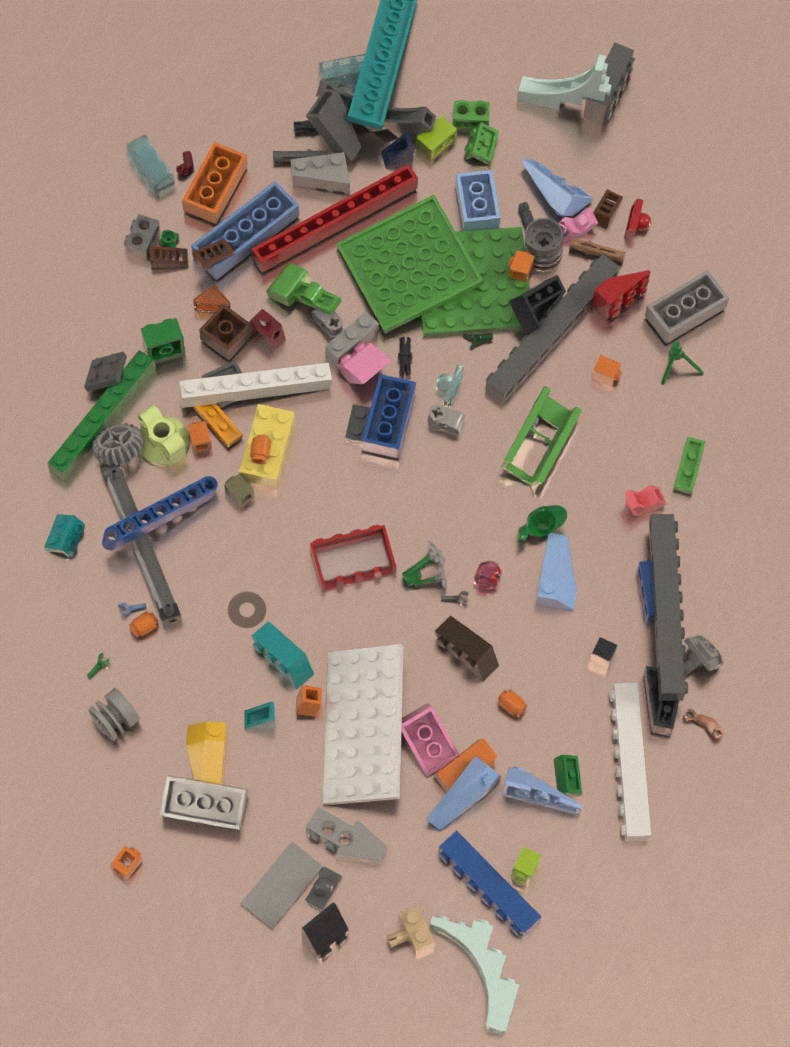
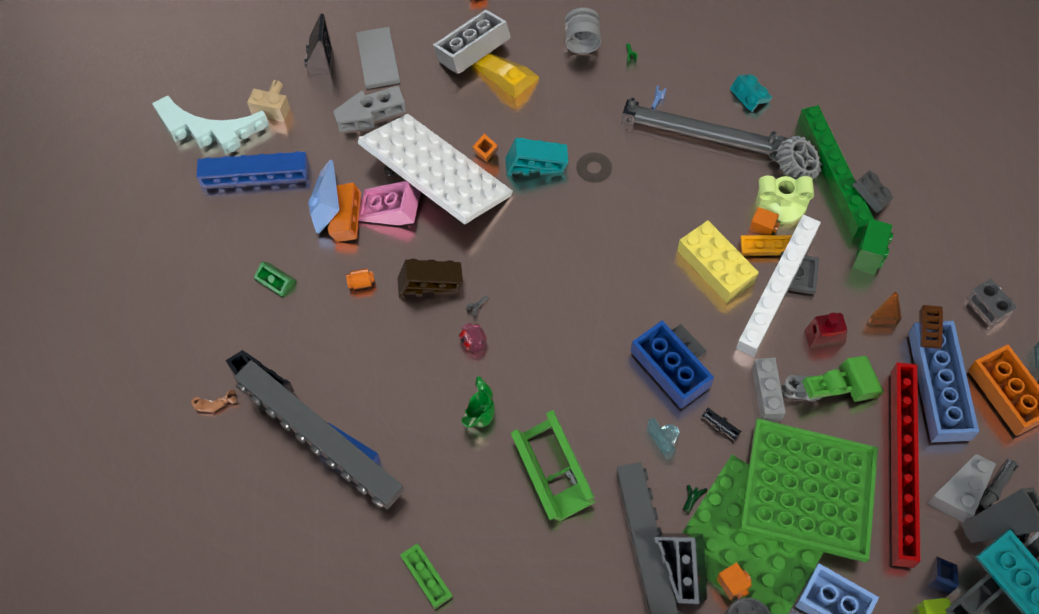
camera: 135 degrees right, 5 degrees down
(143, 624) = (638, 91): orange brick -> none
(153, 518) = (716, 139): blue beam -> none
(162, 263) = (963, 300): reddish brown slope -> none
(168, 234) = (980, 320): green plate -> none
(226, 331) = (848, 296): reddish brown brick -> none
(239, 490) = (693, 217): olive brick -> none
(260, 449) = (712, 237): orange brick -> none
(260, 717) = (501, 118): teal slope -> none
(323, 889) = (351, 77): dark grey tile -> none
(353, 557) = (572, 256): window -> none
(362, 363) = (736, 376): bright pink slope -> none
(413, 573) = (515, 292): plant -> none
(448, 419) = (631, 410): light grey piece -> none
(525, 867) = (237, 192): lime brick -> none
(529, 788) = (287, 240): light blue wedge -> none
(557, 577) = (424, 386): light blue wedge -> none
(603, 653) = (334, 370): black brick -> none
(607, 370) = (572, 579): orange brick -> none
(631, 762) = (240, 325): white brick -> none
(645, 500) = (427, 505): coral brick -> none
(702, 654) = (260, 441): light grey piece -> none

